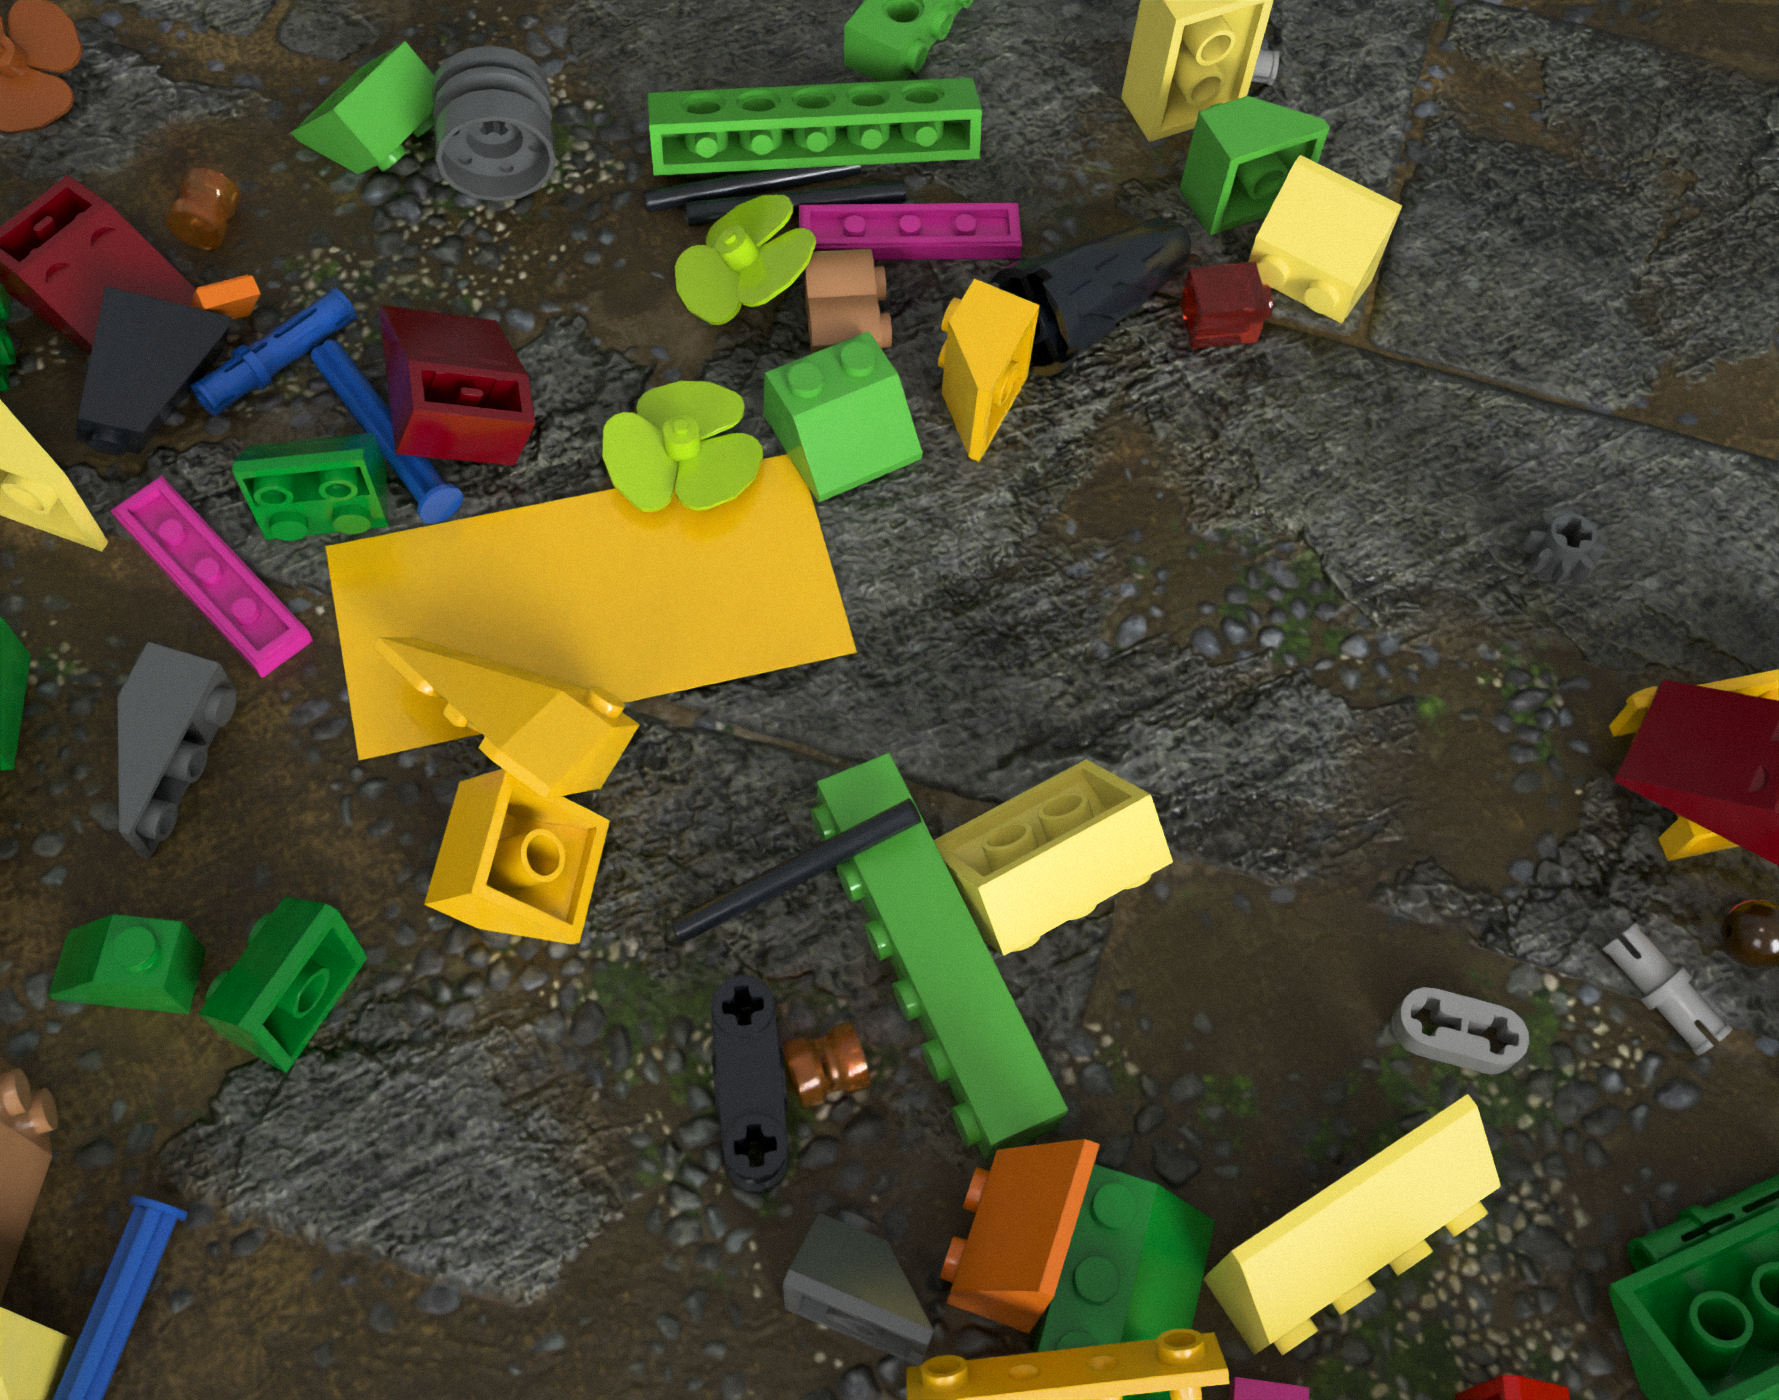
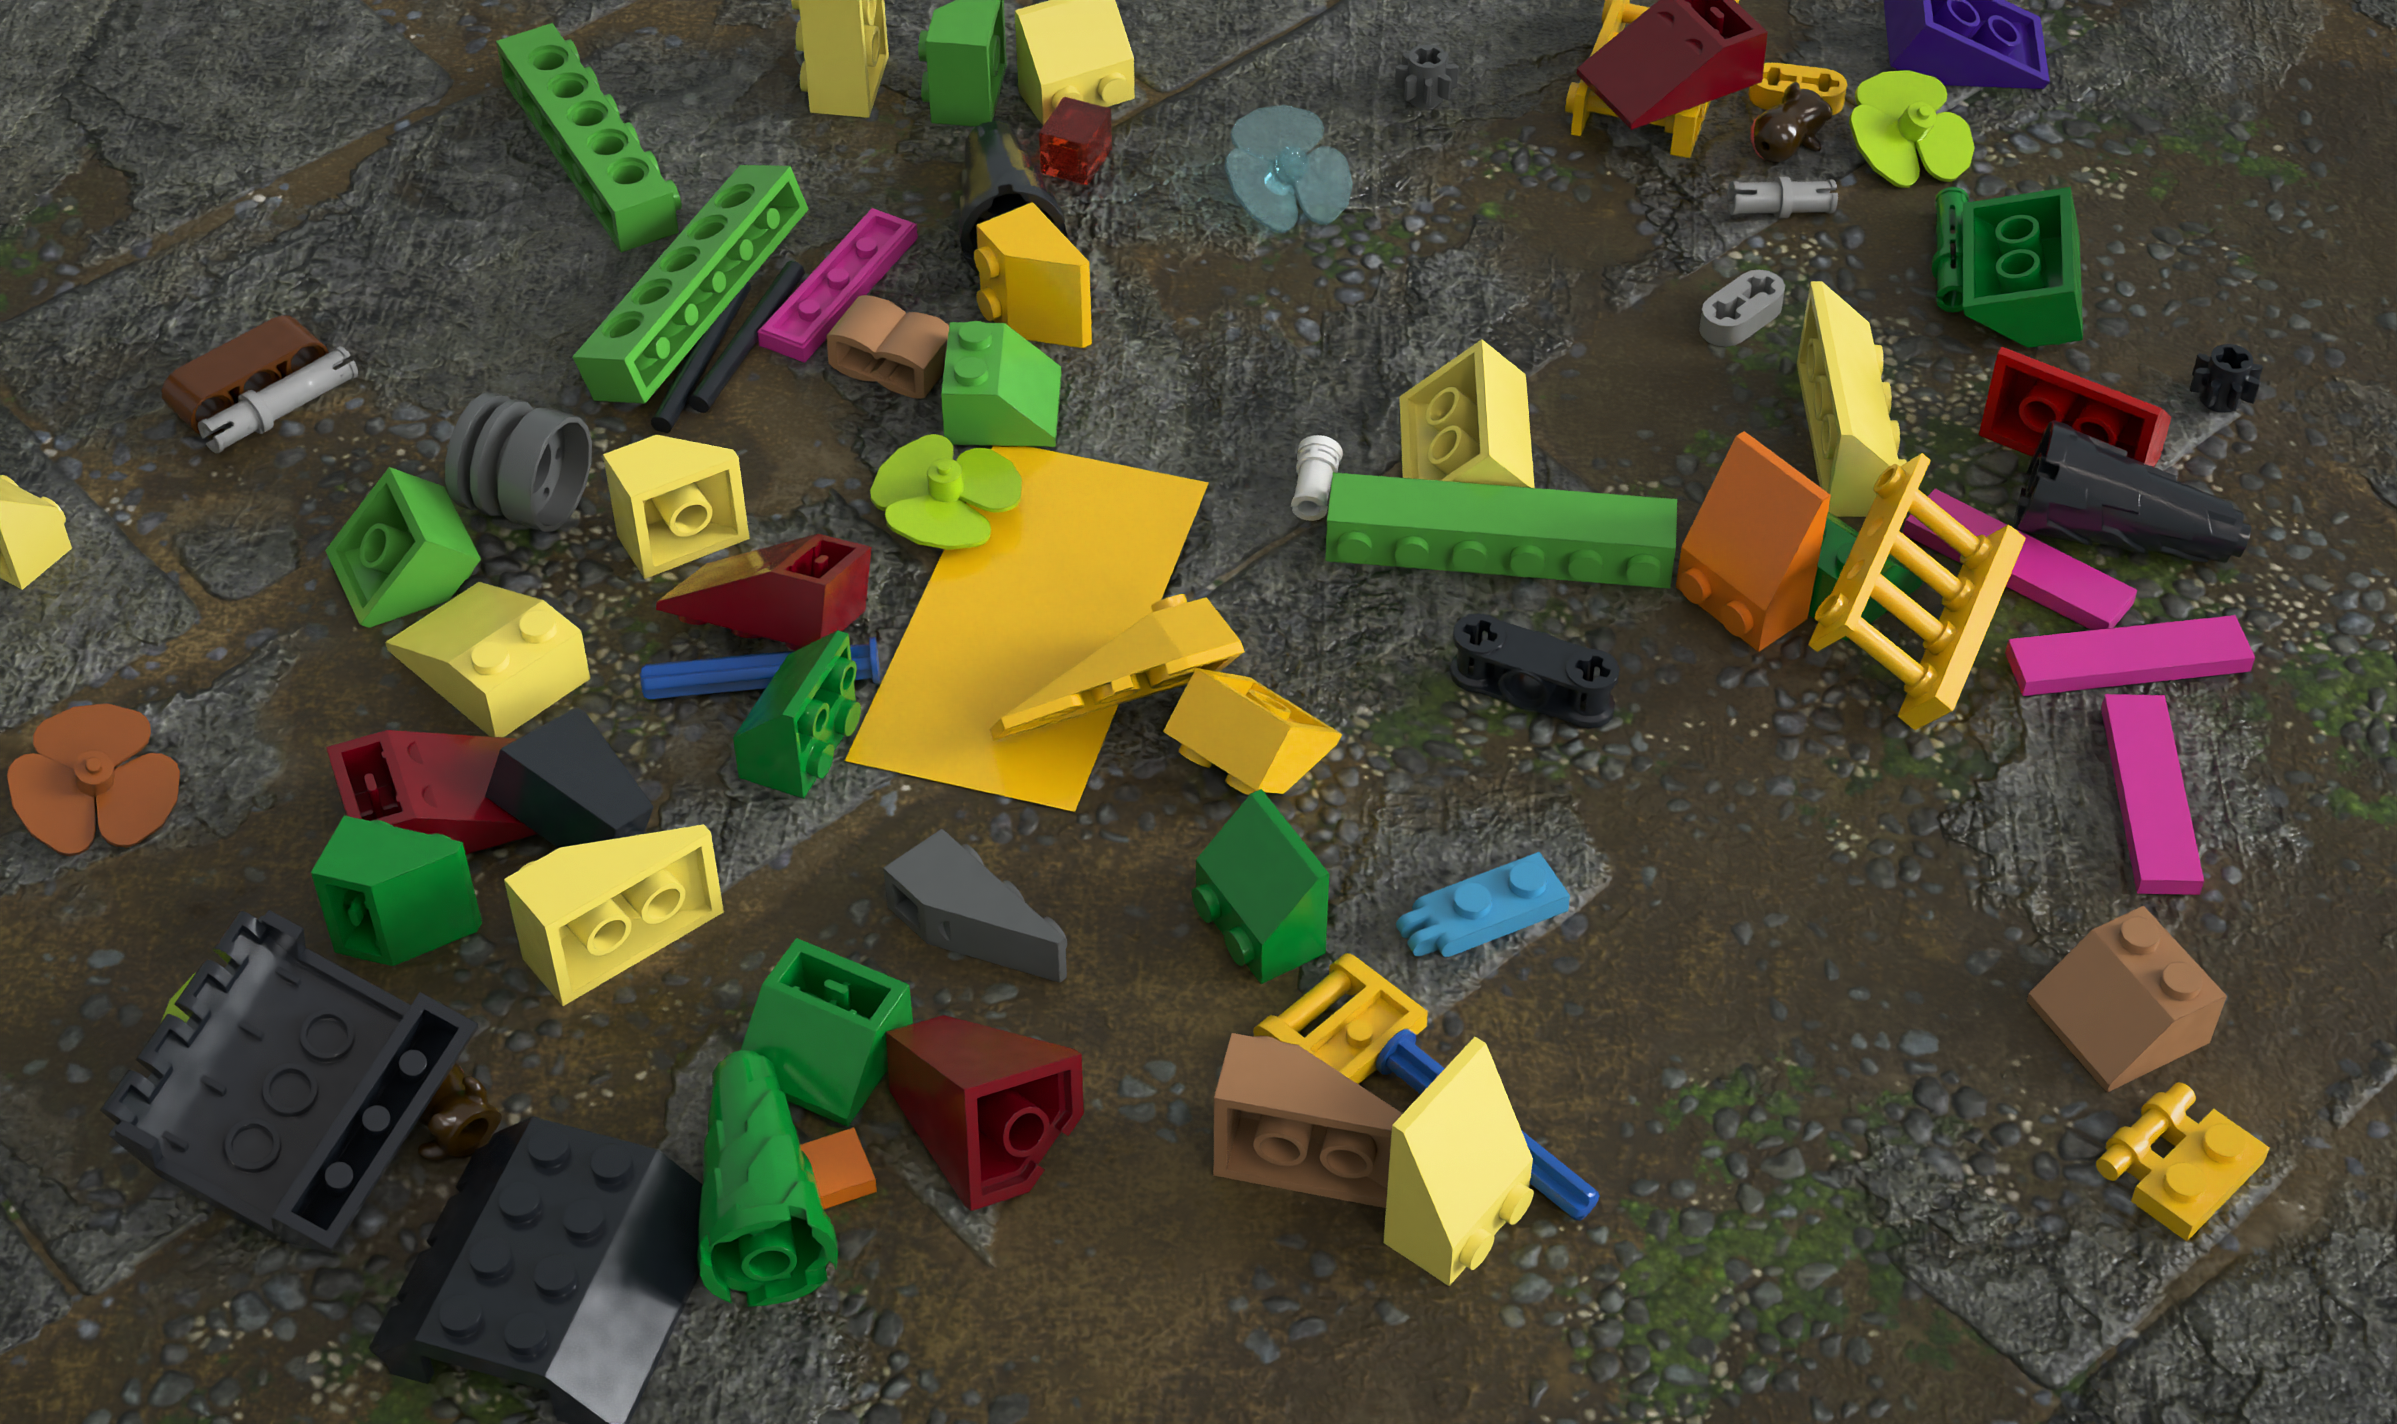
camera: 55 degrees left, 15 degrees down
(130, 964) = (1168, 1000): green slope -> none
(165, 1160) = (1356, 1031): none -> yellow plate
(203, 208) = (410, 700): clear orange wheel -> none
(212, 576) = (823, 838): dark pink tile -> none
(228, 297) = (545, 704): orange tile -> none
(256, 364) = (609, 667): blue pin -> none
(289, 230) = (495, 656): none -> light yellow slope
(410, 1199) = (1484, 907): none -> dark azure hinge
(503, 248) = (675, 501): none -> light yellow slope
(736, 266) = (777, 388): lime piece -> none
(796, 870) = (1389, 566): black bar -> none
(842, 1060) = (1551, 610): clear orange wheel -> none
(857, 1287) = (1735, 666): dark grey slope -> none
(919, 736) = (1317, 460): none -> white pin
(1330, 464) = (1274, 160): none -> clear light blue piece

